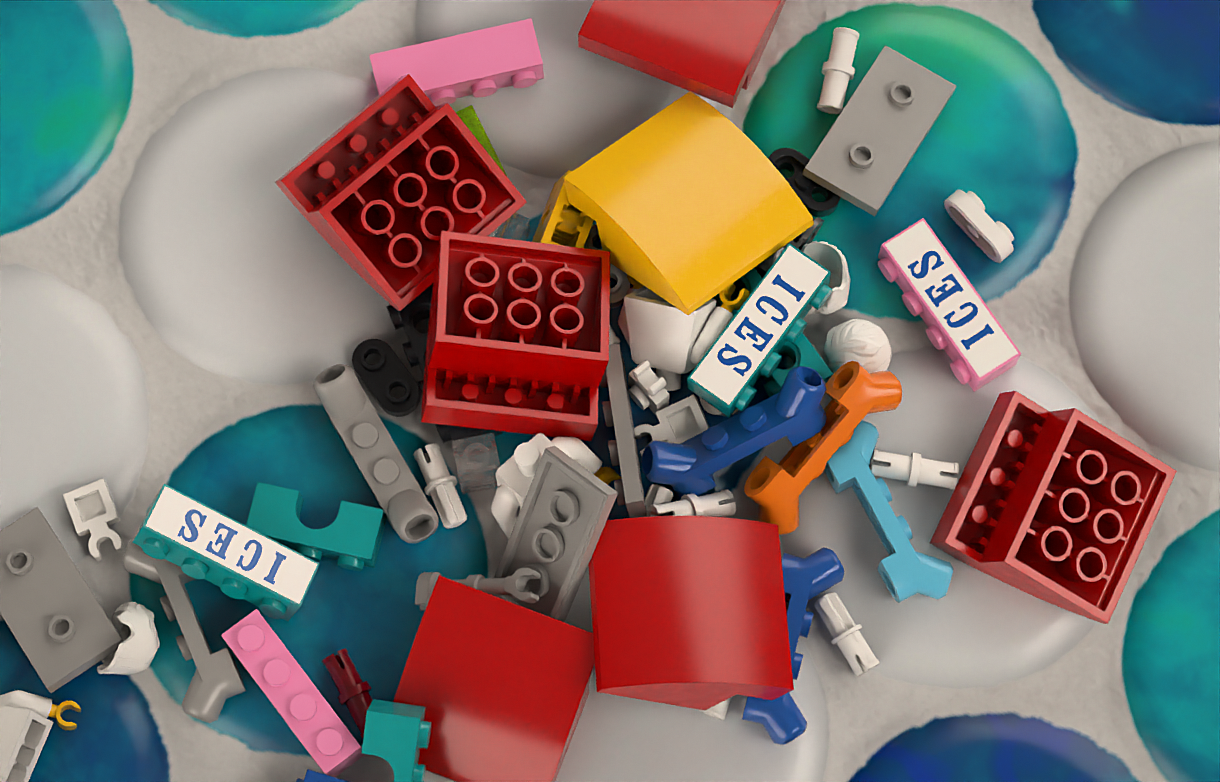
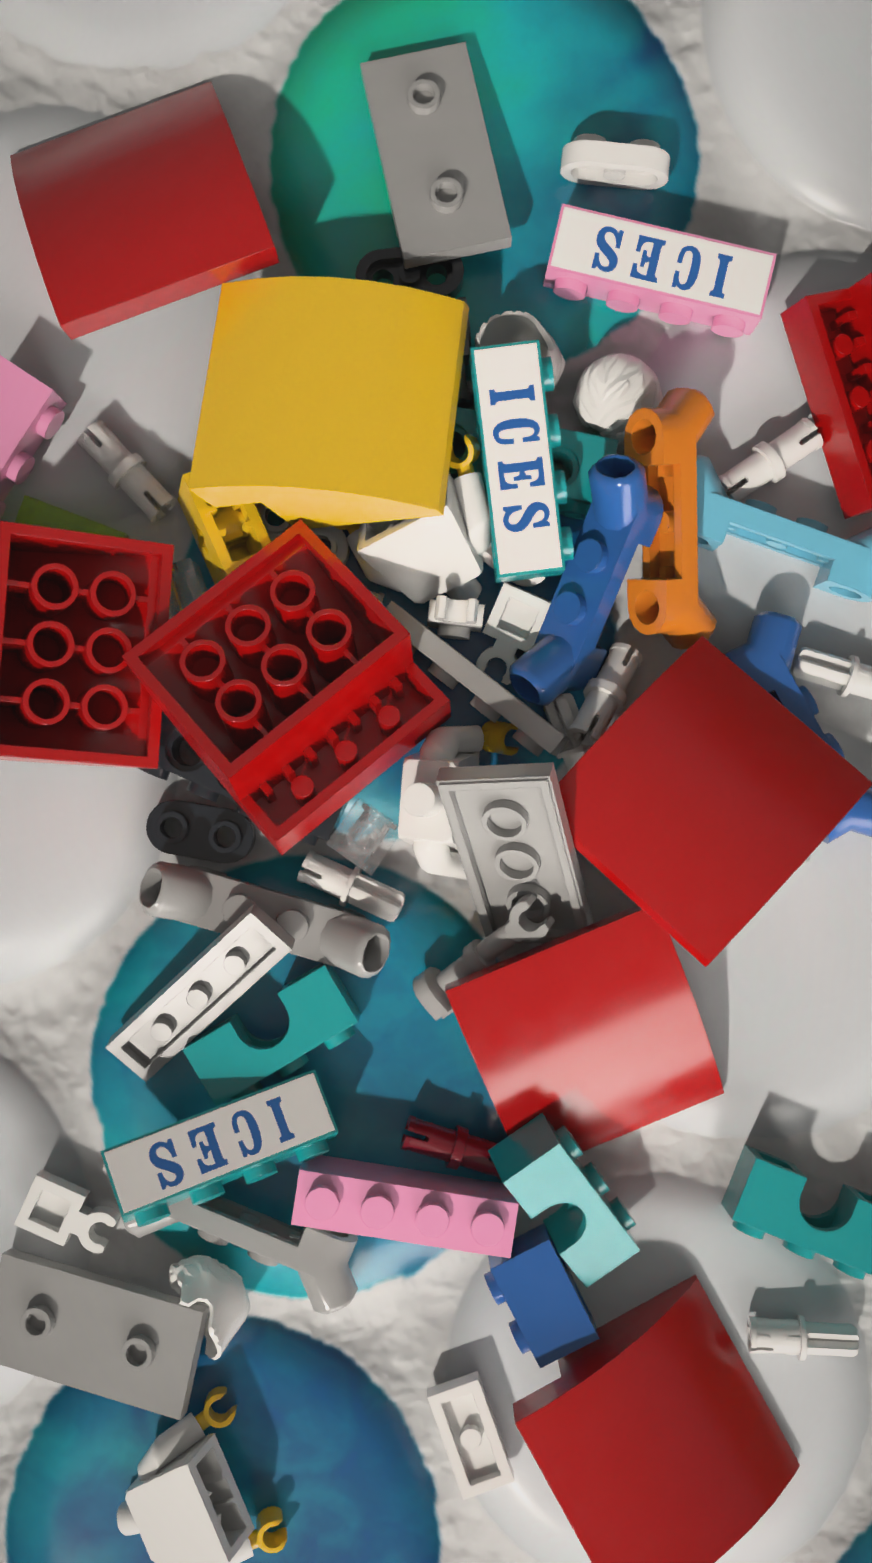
camera: 45 degrees left, 15 degrees up
(298, 460) = (200, 992): none -> plate
(541, 144) = (127, 471): none -> white pin
(838, 70) = (338, 131): white pin -> none

